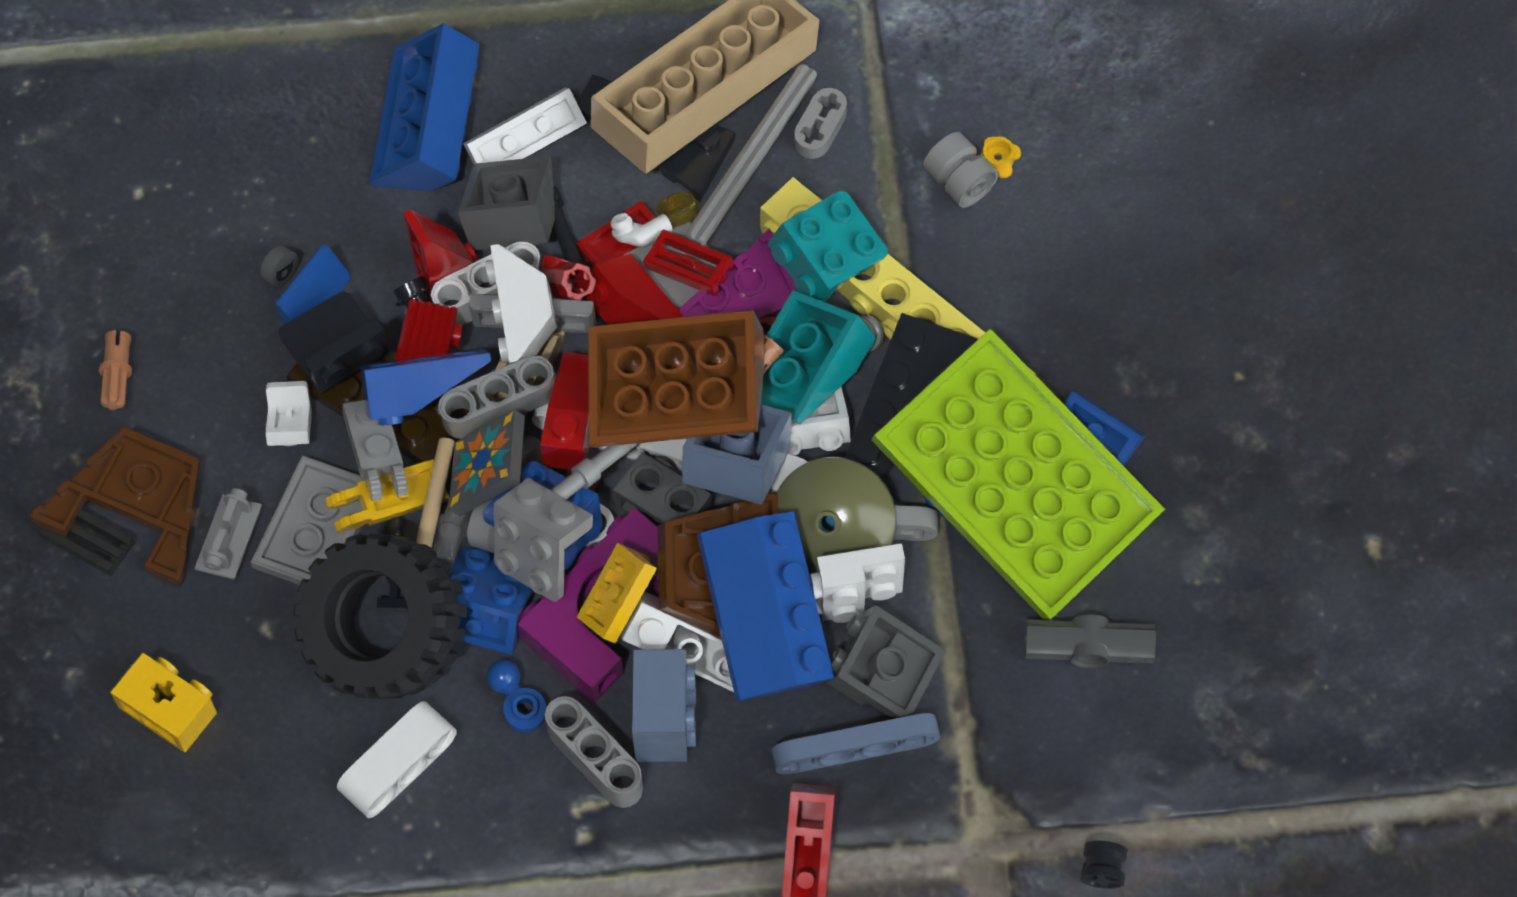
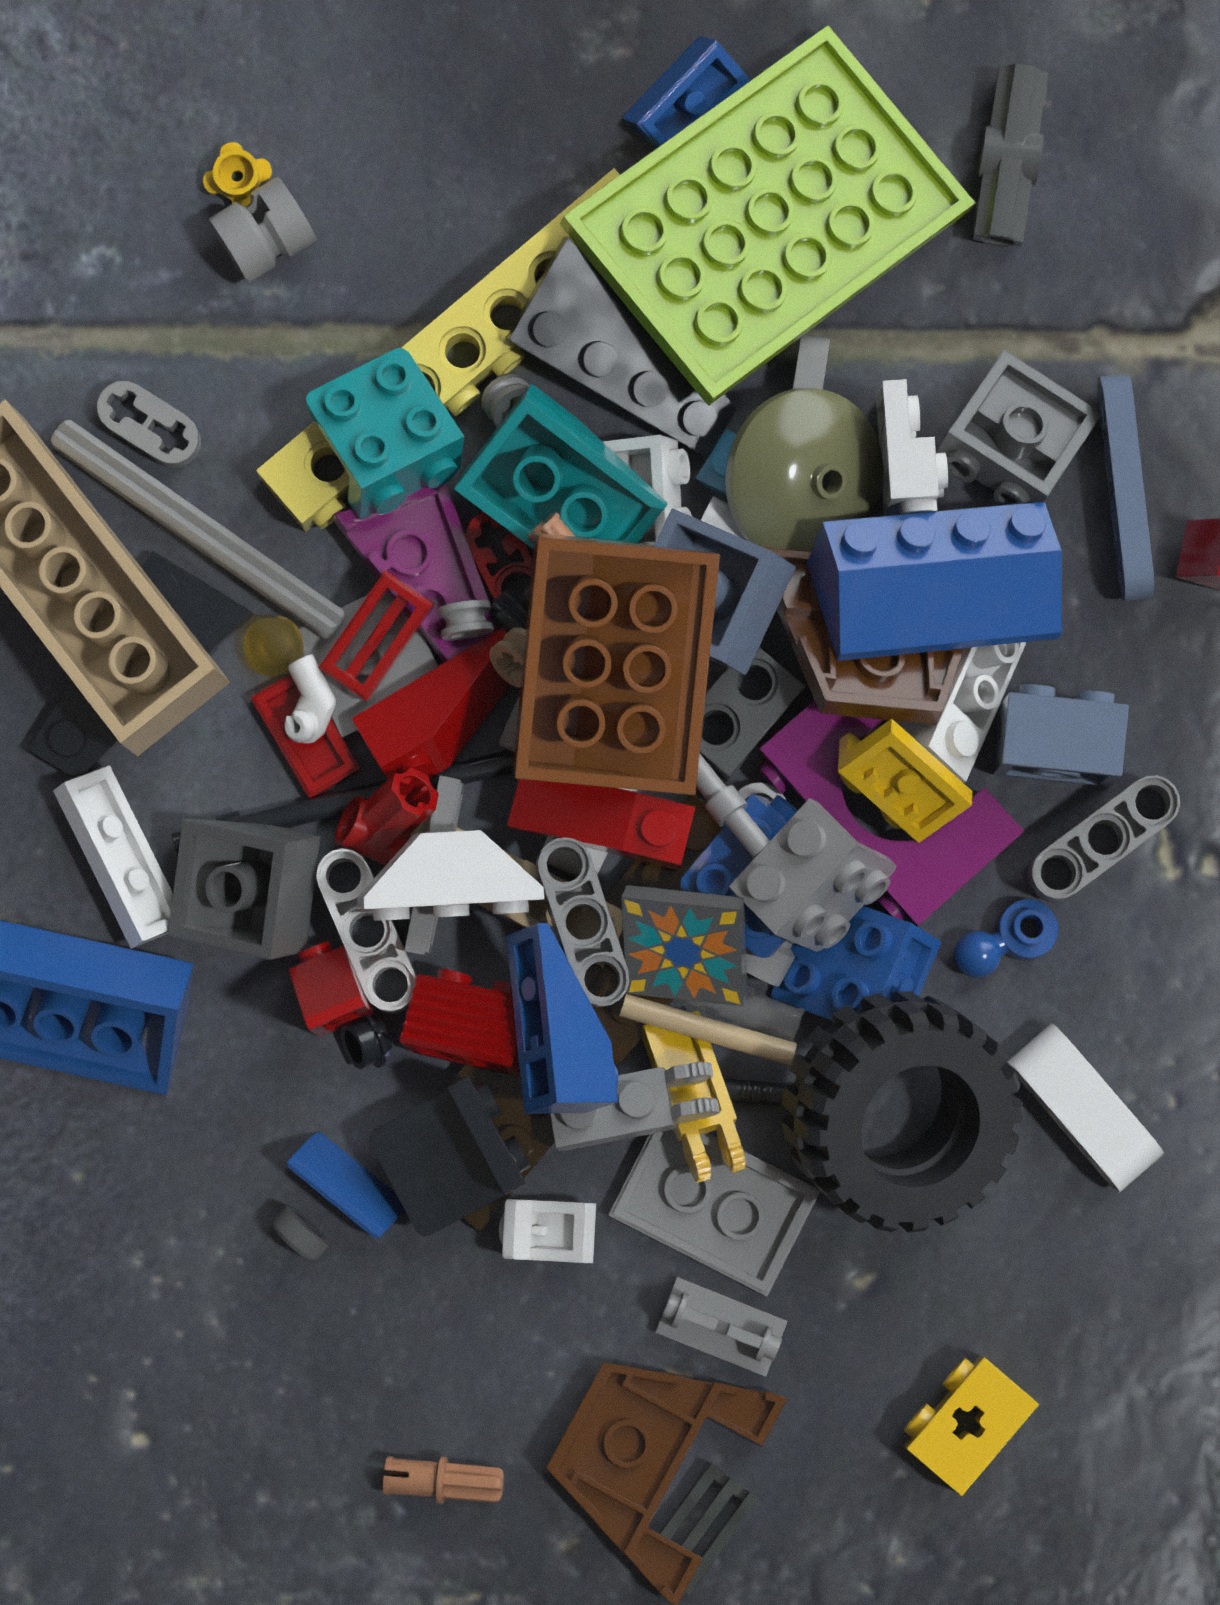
camera: 85 degrees left, 20 degrees up
(703, 306) = (465, 620): none -> light grey bush

